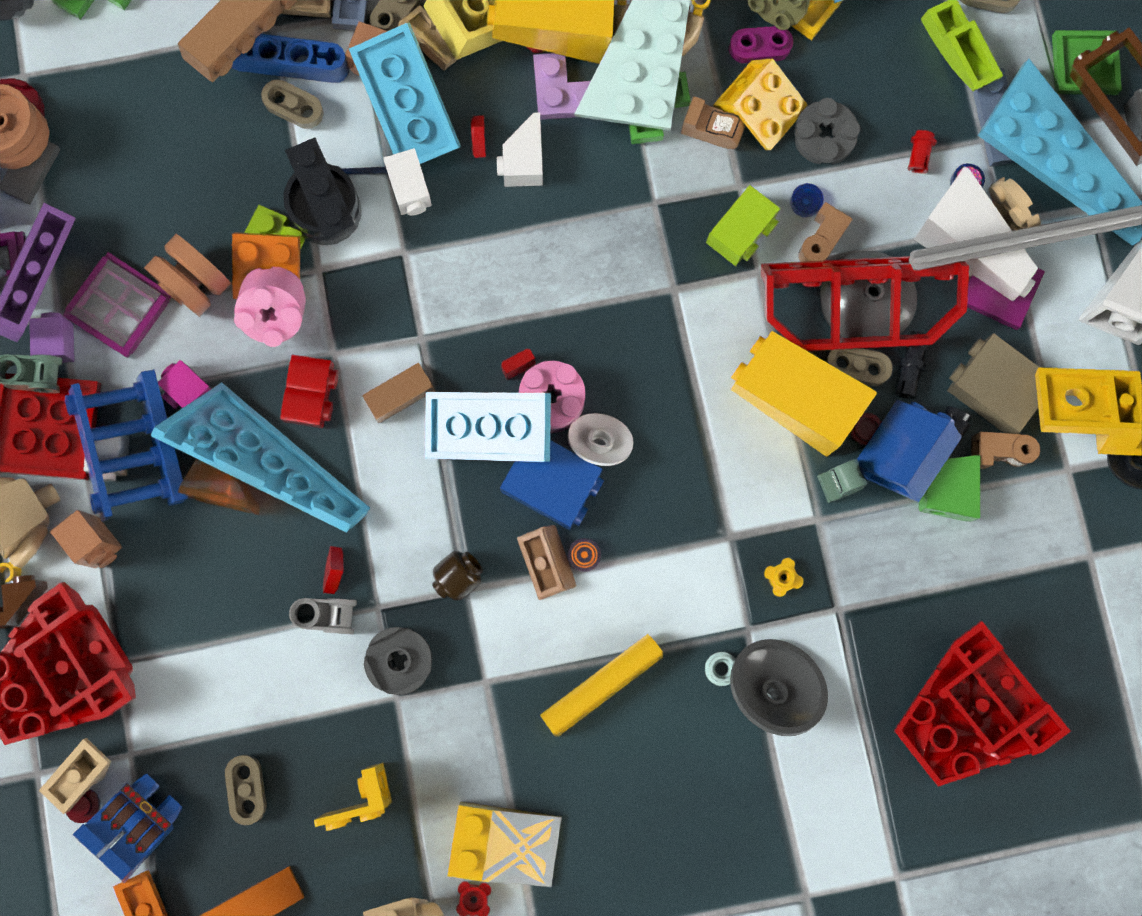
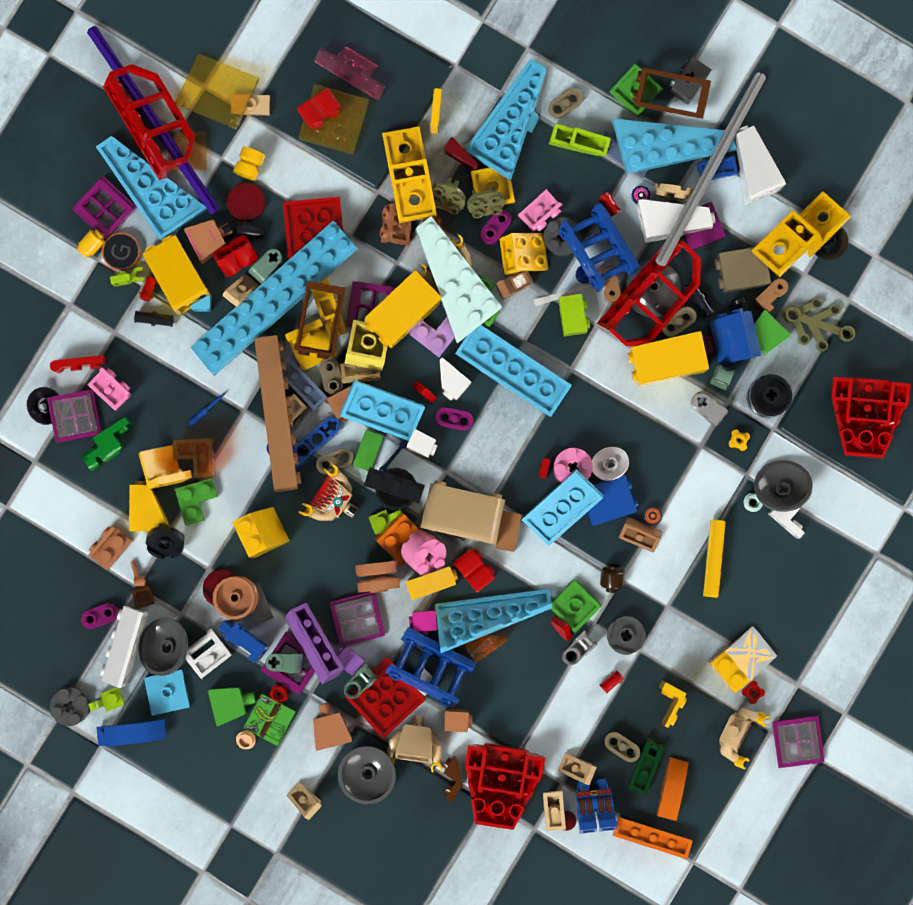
camera: 45 degrees left, 5 degrees up
(108, 78) = (260, 532): none -> yellow slope
(163, 757) = (577, 768): none -> tan slope
(239, 349) = (432, 582): none -> yellow slope
(241, 138) = (331, 498): none -> torso
(246, 846) = (646, 766): none -> dark green plate
(320, 697) = (609, 683): none -> red pin
(345, 133) = (368, 450): none -> bright green tile
(367, 313) = (463, 513): none -> tan windscreen
(378, 561) = (575, 605): none -> bright green tile
(479, 201) = (454, 419): none -> magenta plate
(607, 218) = (513, 370): none -> medium azure plate
(737, 186) = (539, 301): none -> white sticker
(737, 728) = (784, 520): none -> white slope
(787, 508) = (711, 411): none -> light grey piece
(831, 77) = (540, 210): none -> bright pink bracket
(886, 181) = (608, 232): none -> blue fence
(895, 557) = (779, 391): none -> black wheel
(1022, 539) = (815, 323): none -> olive plant
(1098, 249) = (726, 168): none -> blue plate

